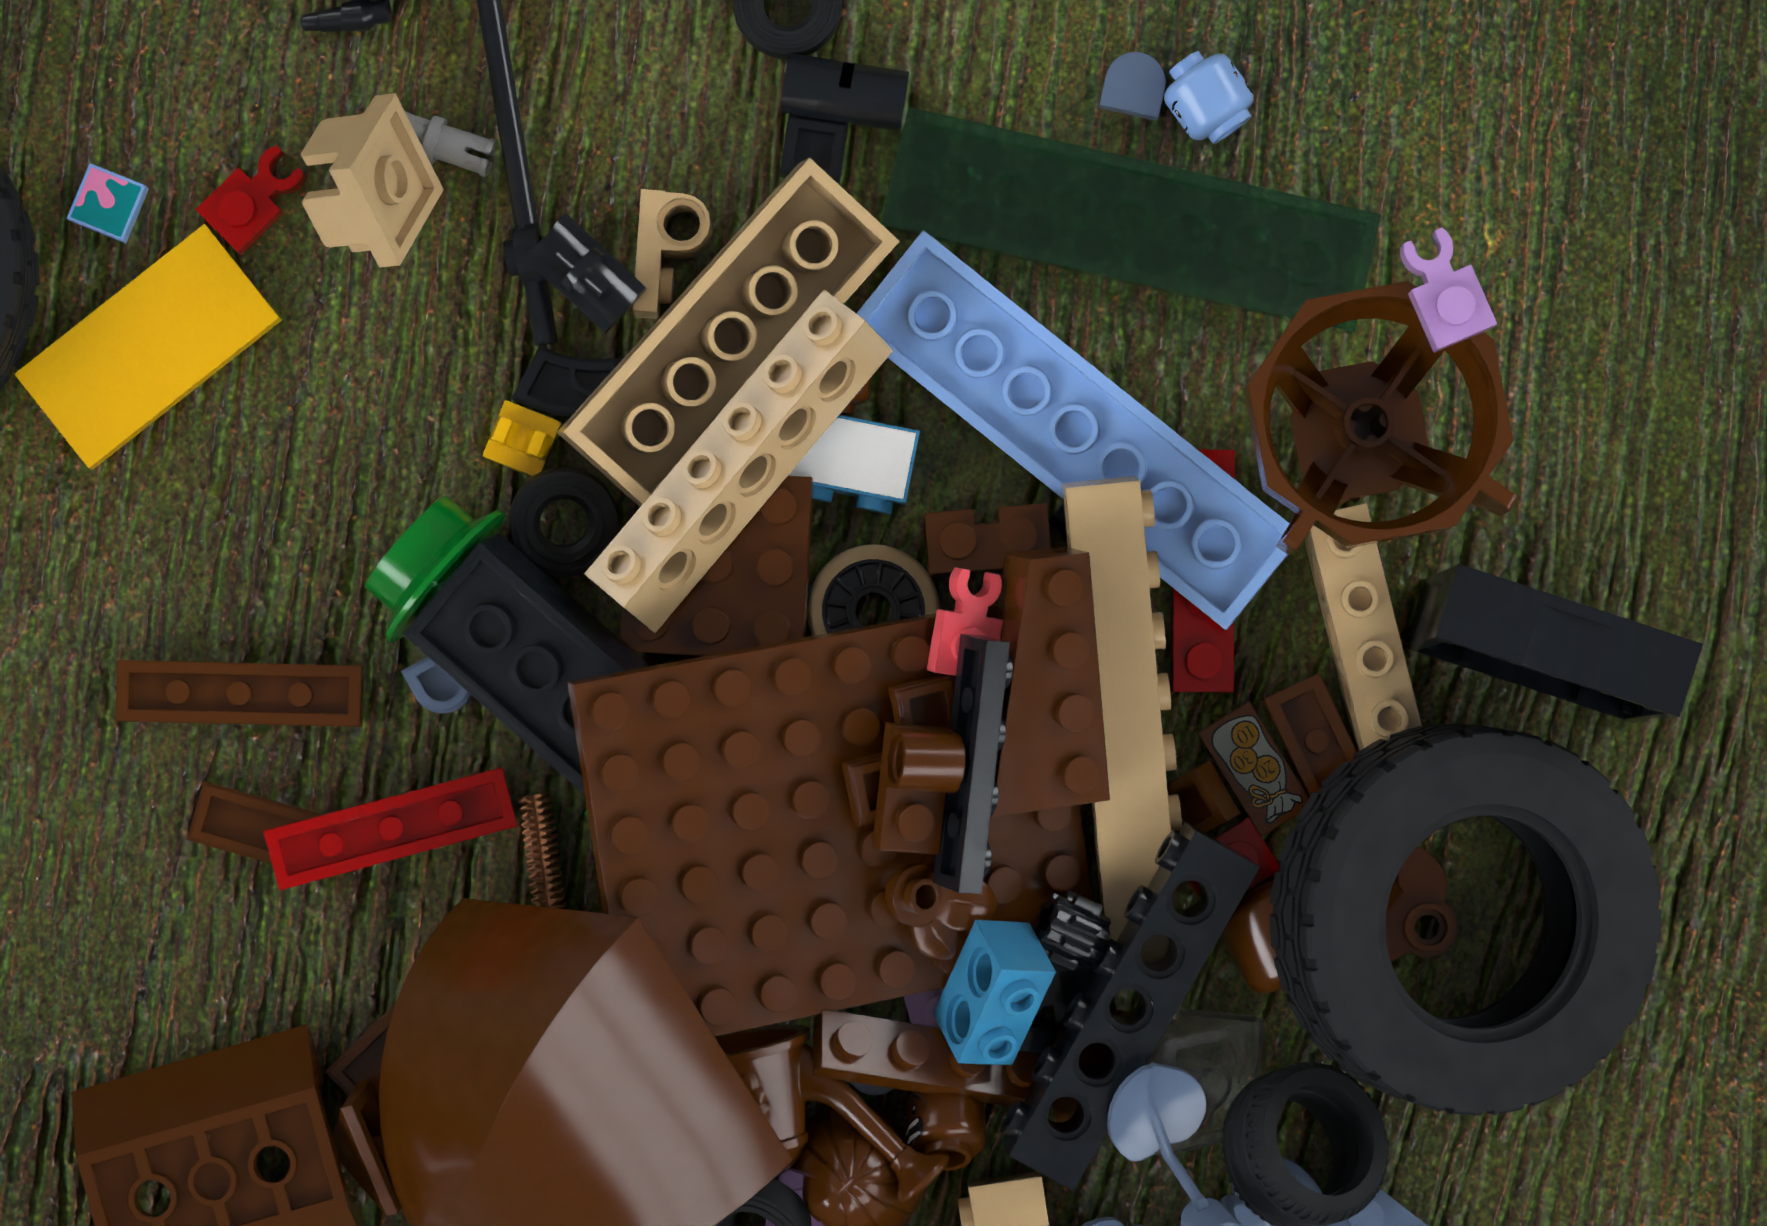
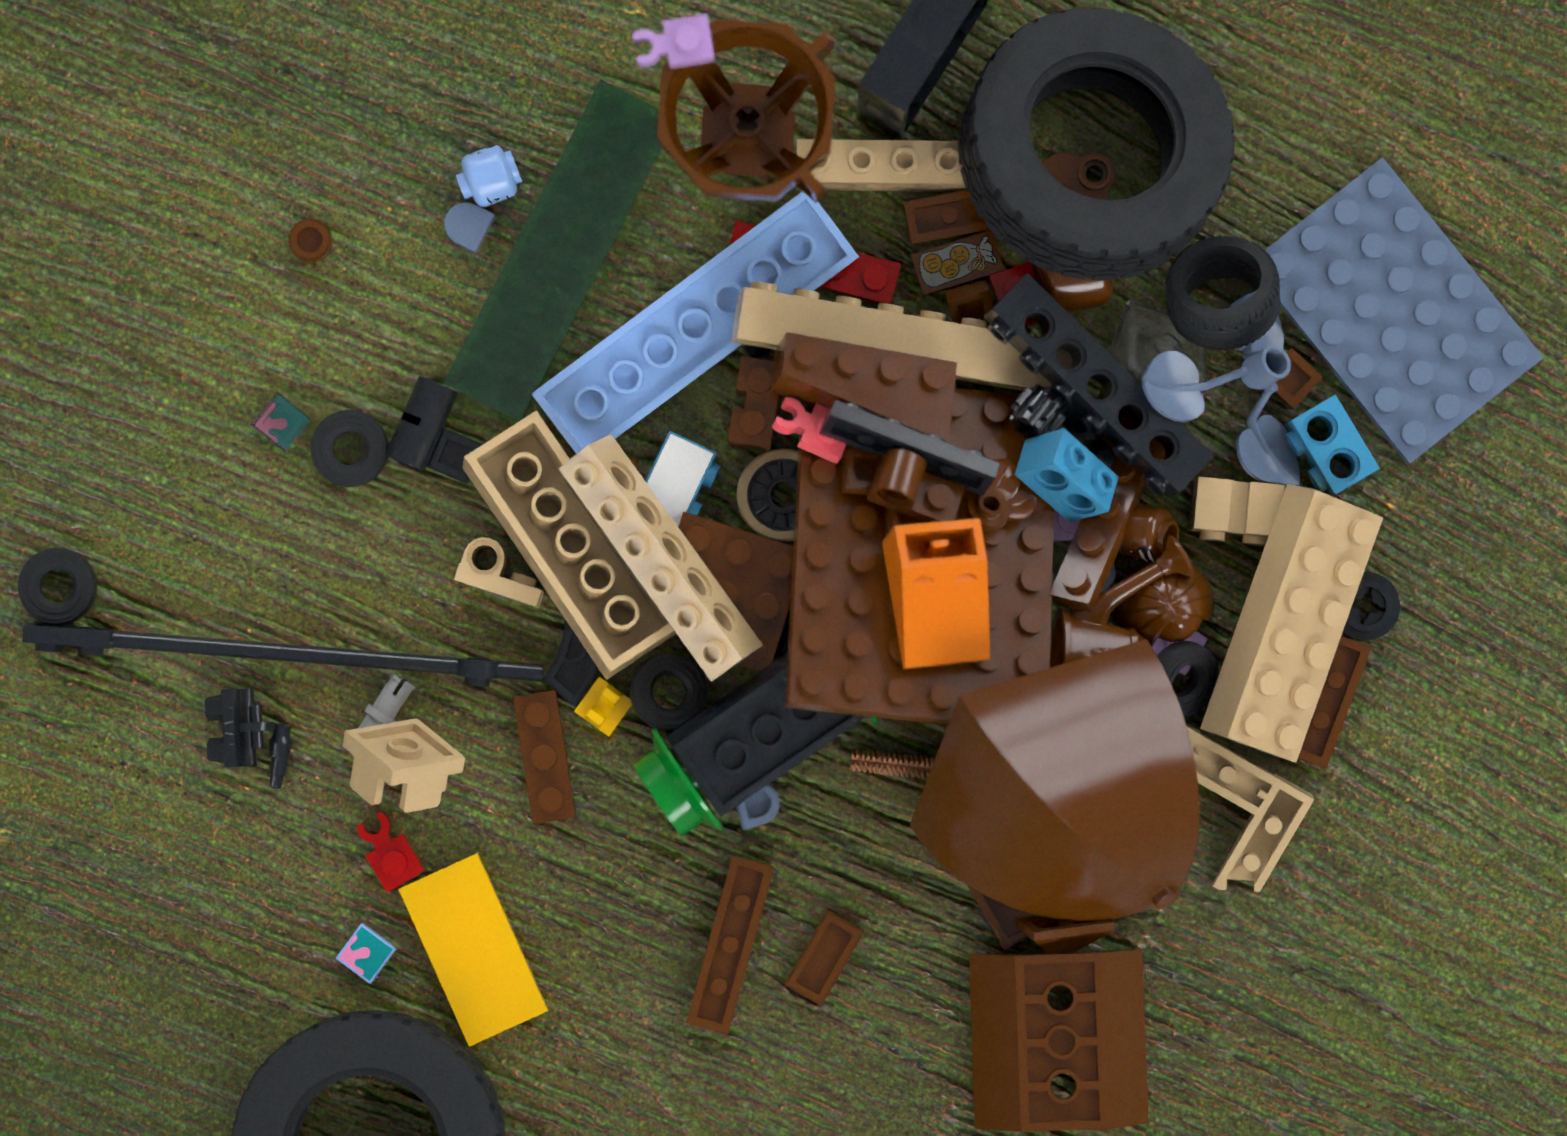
camera: 70 degrees left, 0 degrees up
(390, 828) = (849, 862): red plate -> none
(433, 376) = (544, 757): none -> reddish brown plate
(585, 273) = (502, 631): black hips -> none
(780, 855) = (939, 592): none -> orange slope

